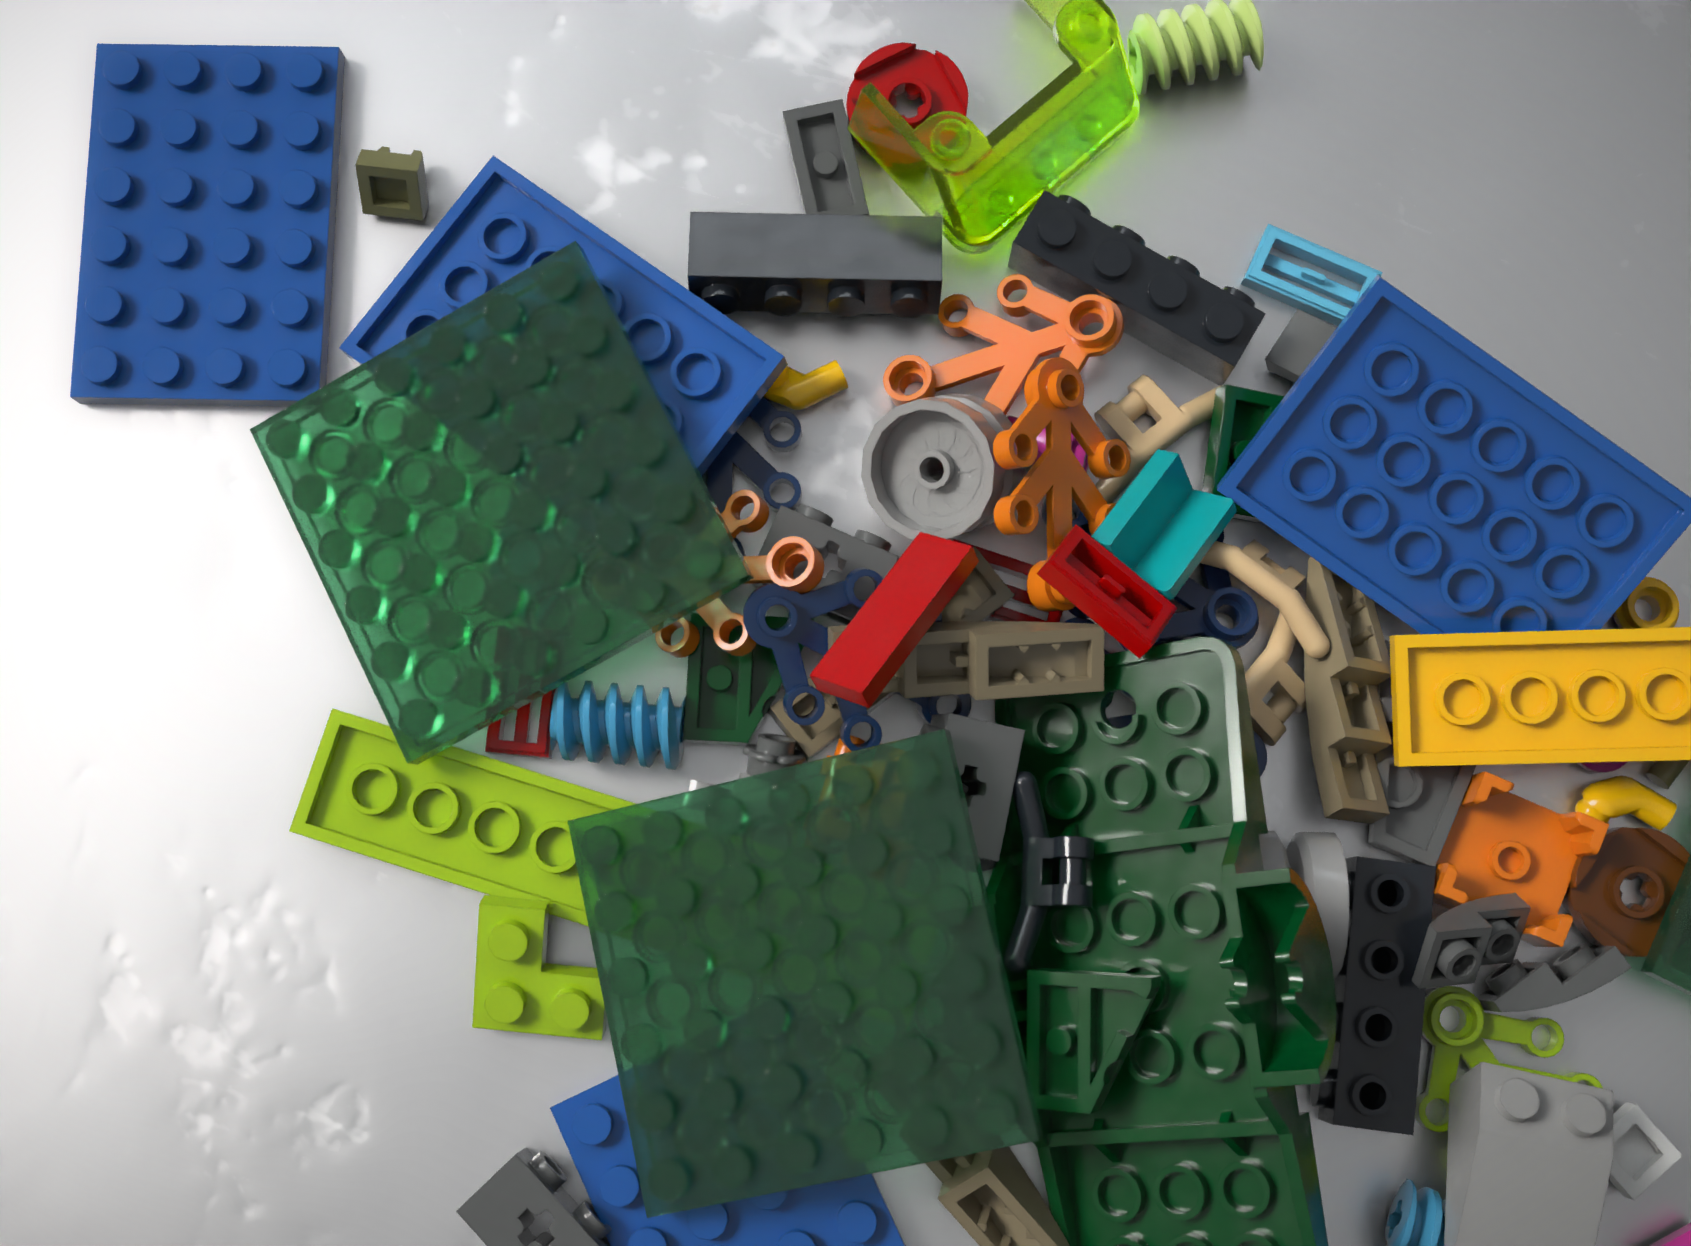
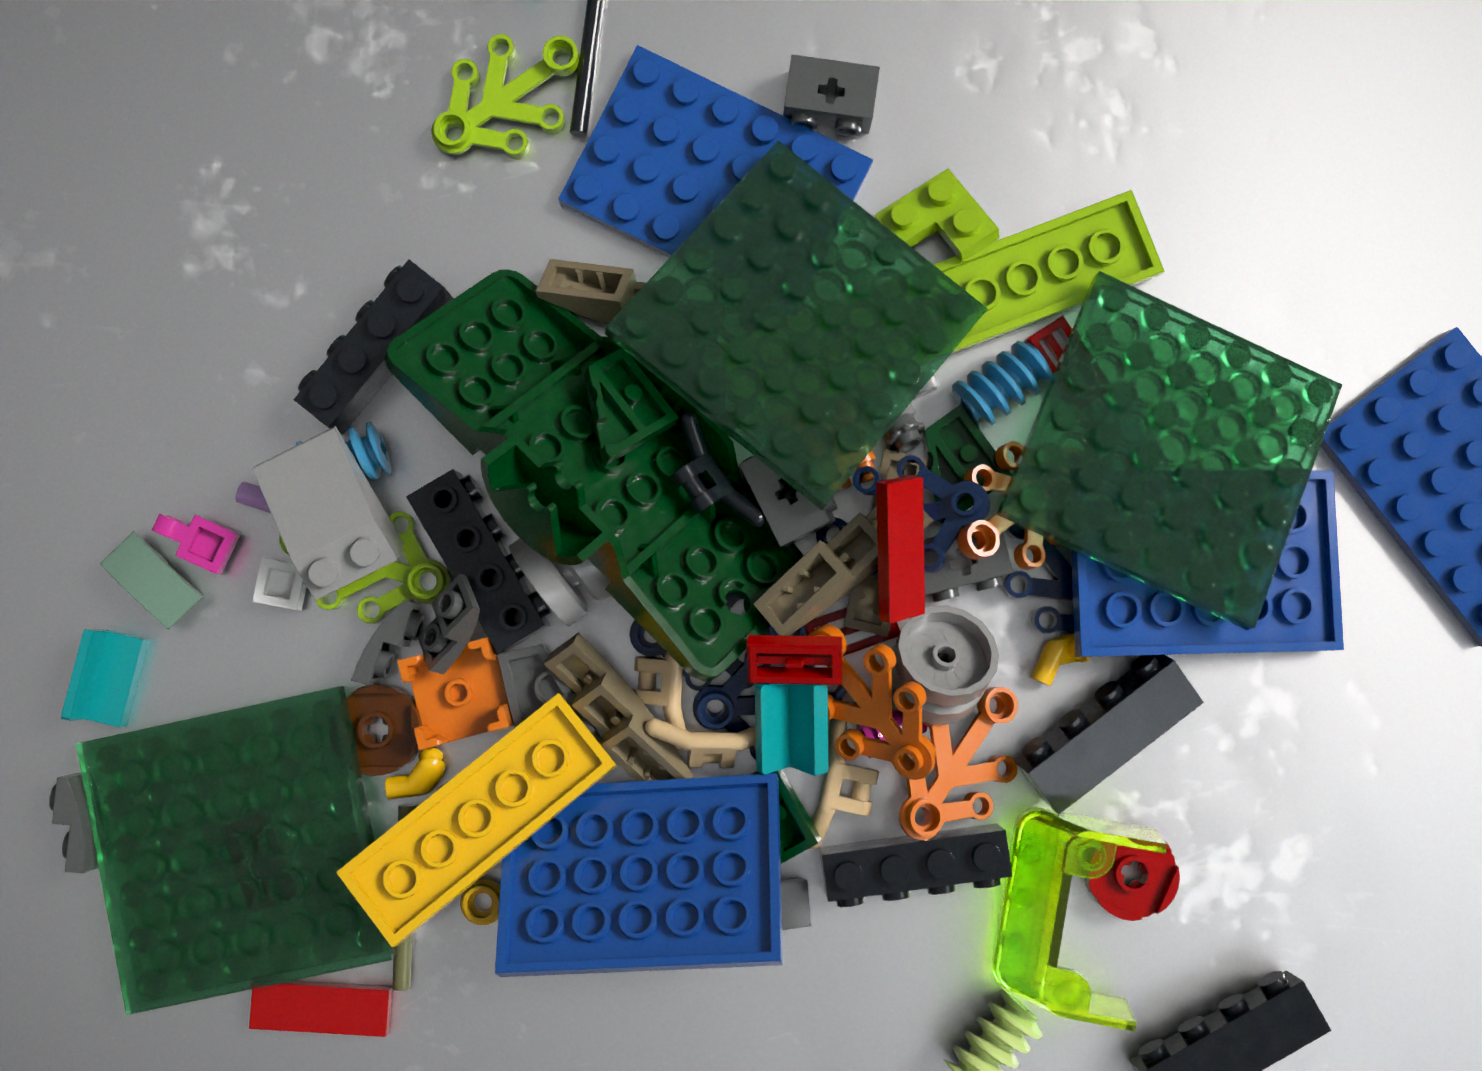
camera: 140 degrees right, 5 degrees up
(392, 183) = (1386, 589): olive tile -> none
(825, 159) = (1150, 799): dark grey plate -> none
(1297, 296) = (826, 970): medium azure tile -> none

